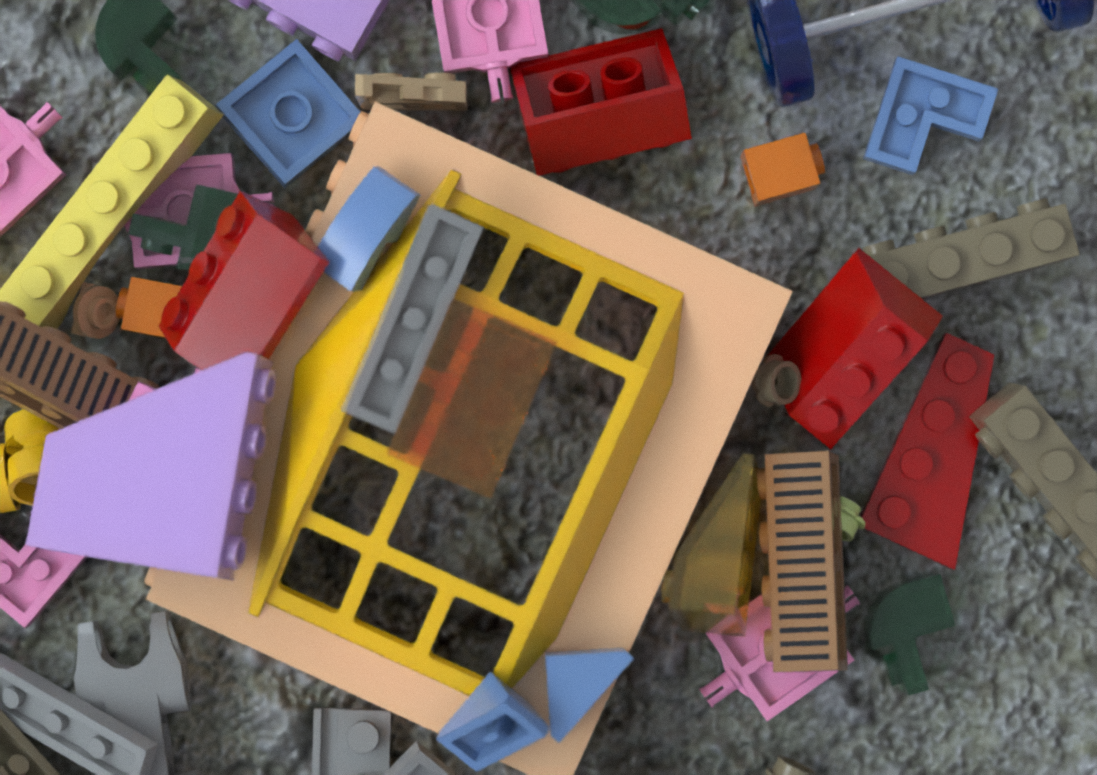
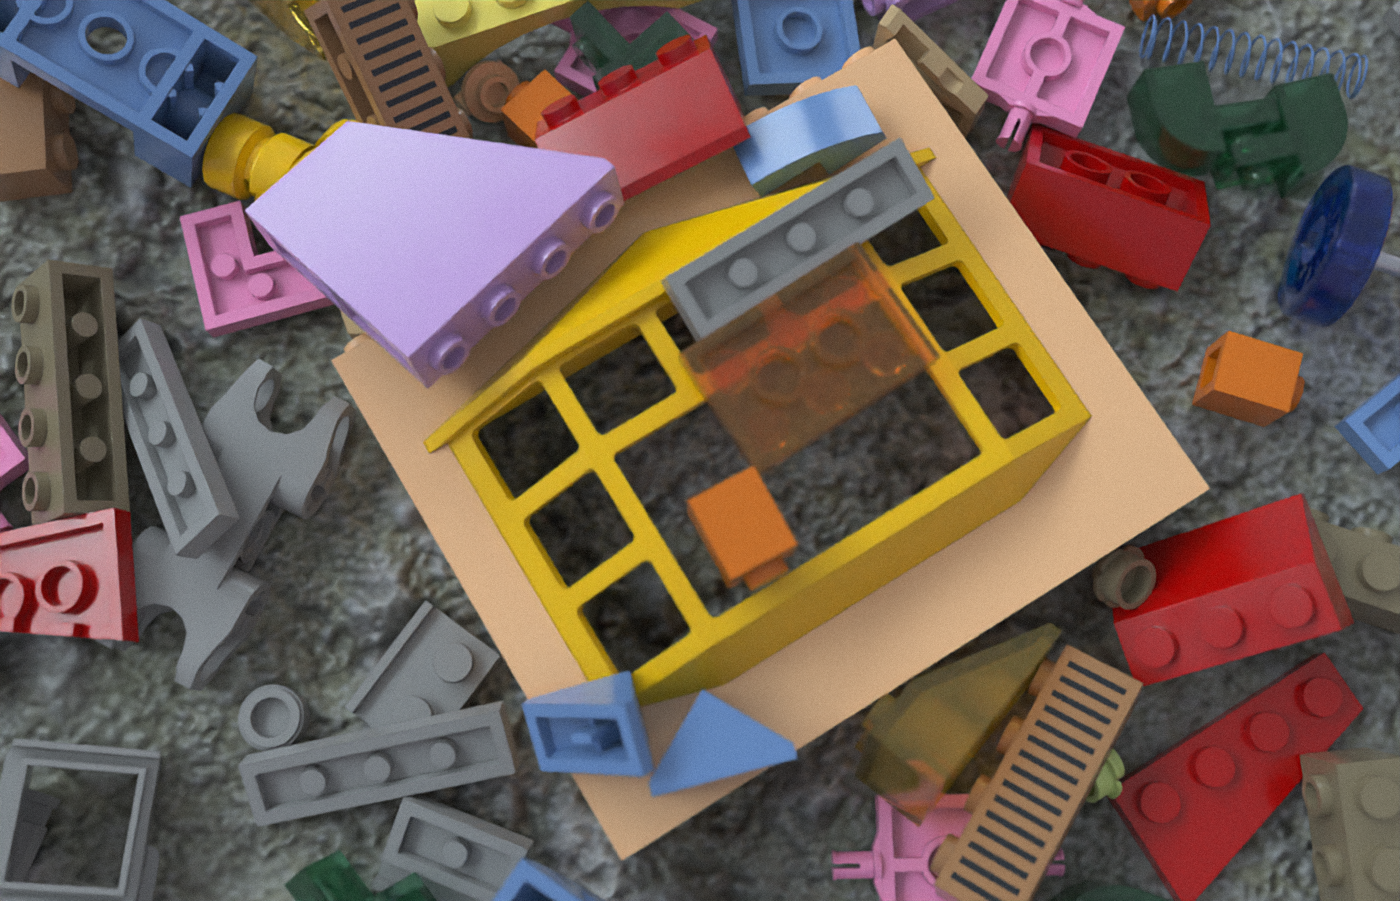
camera: 30 degrees right, 10 degrees down
(505, 542) = (743, 530): none -> orange brick

